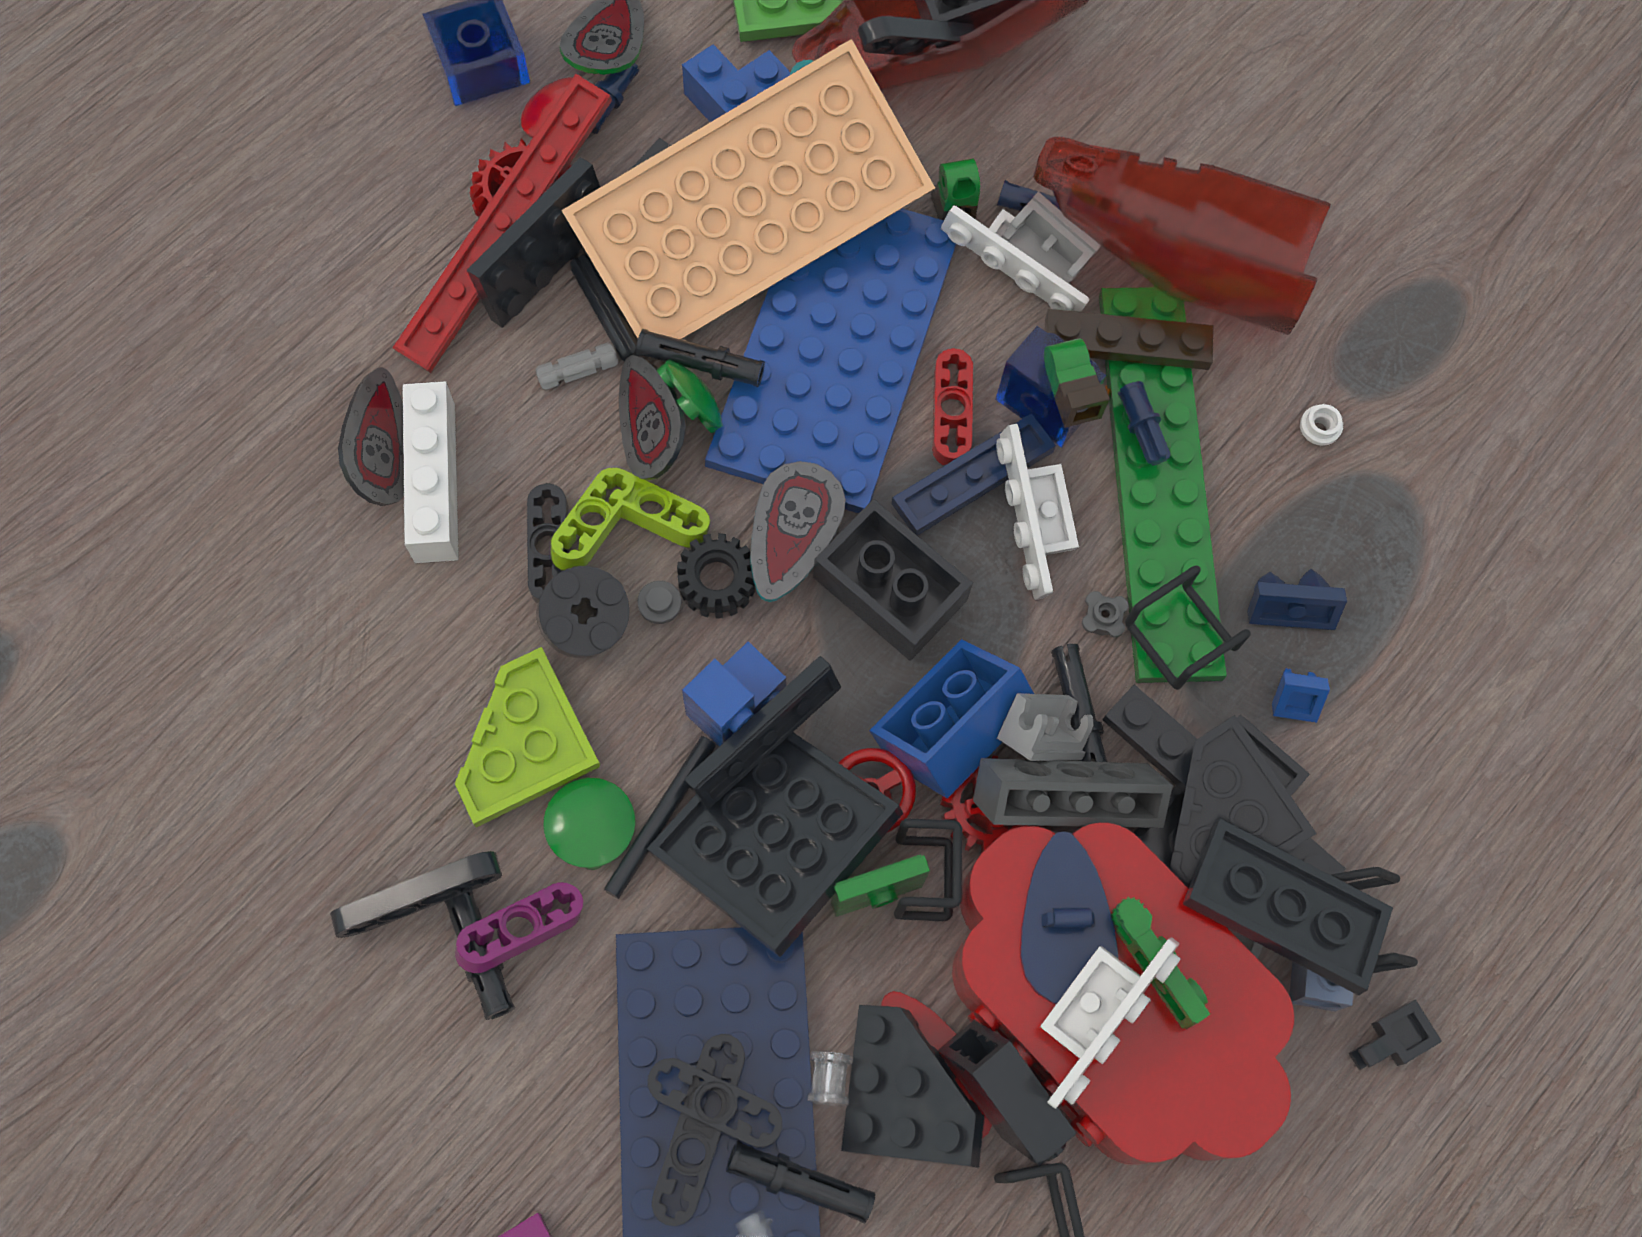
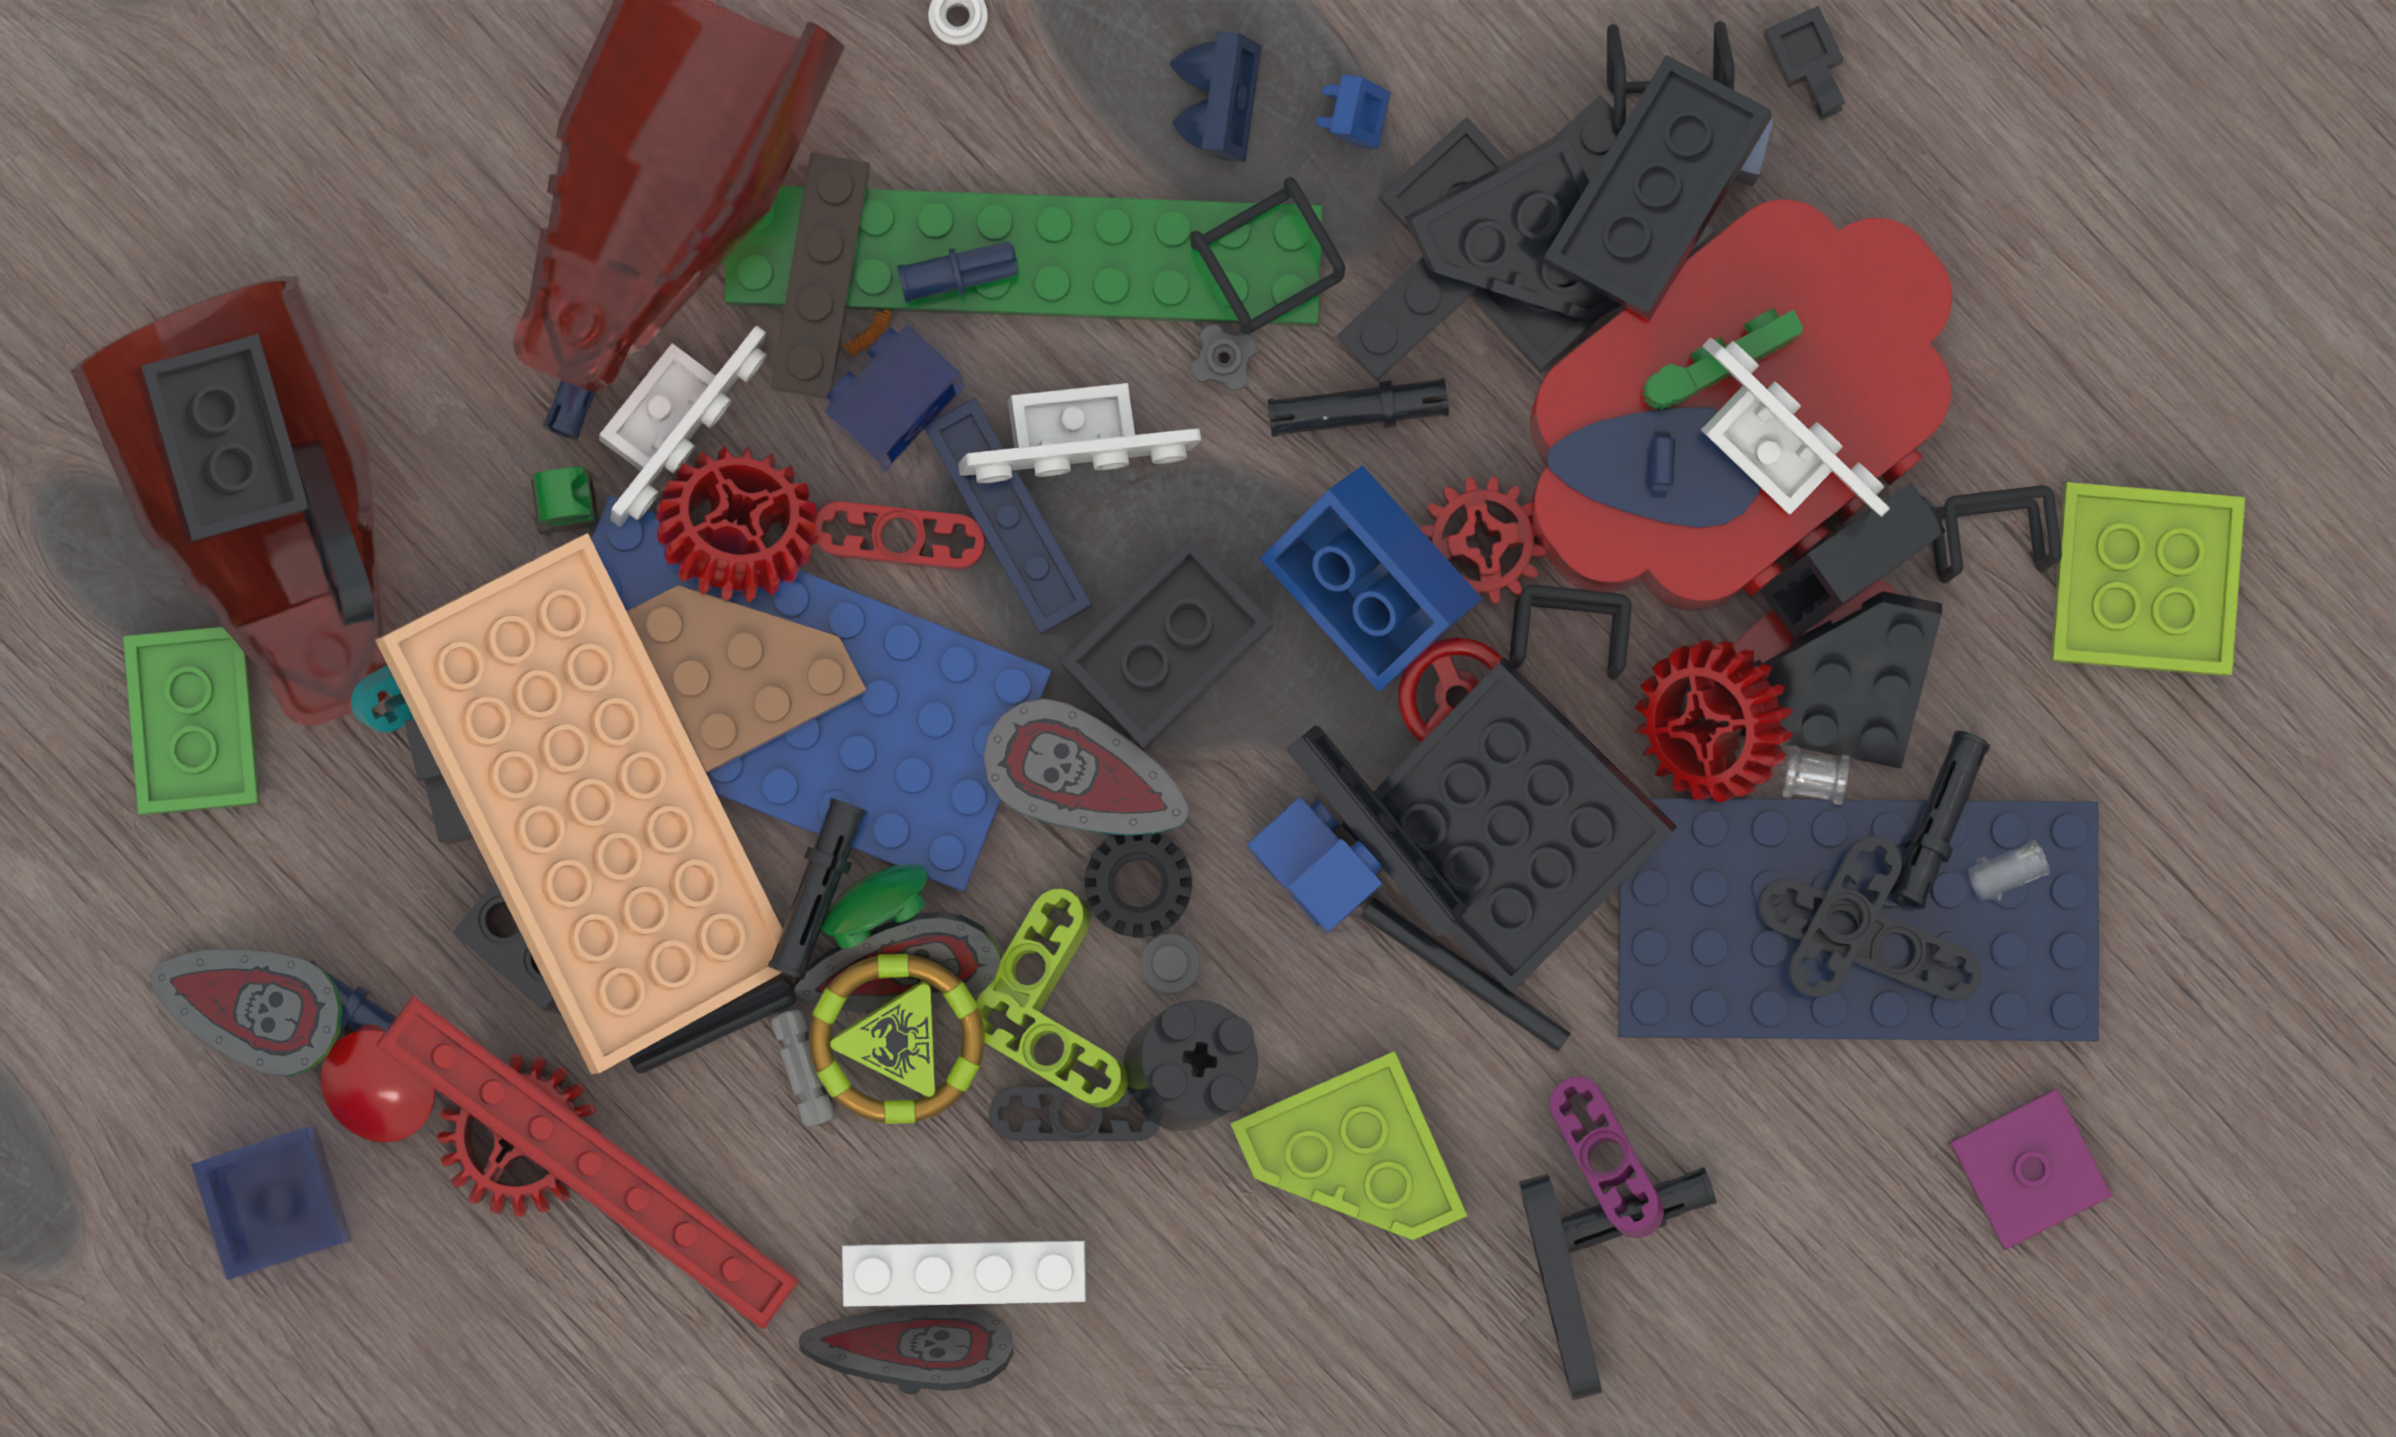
camera: 80 degrees left, 15 degrees up
(532, 247) = (638, 1124): black plate -> none
(589, 823) = (1469, 1067): green dish -> none
(596, 416) = (896, 1039): none -> piece
(718, 86) = (381, 815): blue brick -> none
(847, 303) = (740, 671): none -> medium nougat plate
(867, 988) = (1723, 690): none -> red gear
(880, 885) = (1587, 692): green plate -> none
(951, 319) = (734, 553): none -> red gear
(1042, 730) = (1398, 460): light grey hinge -> none
(1051, 238) = (667, 374): light grey hinge -> none
(1071, 793) = (1488, 437): dark grey brick -> none
(1074, 382) = (924, 372): leg -> none

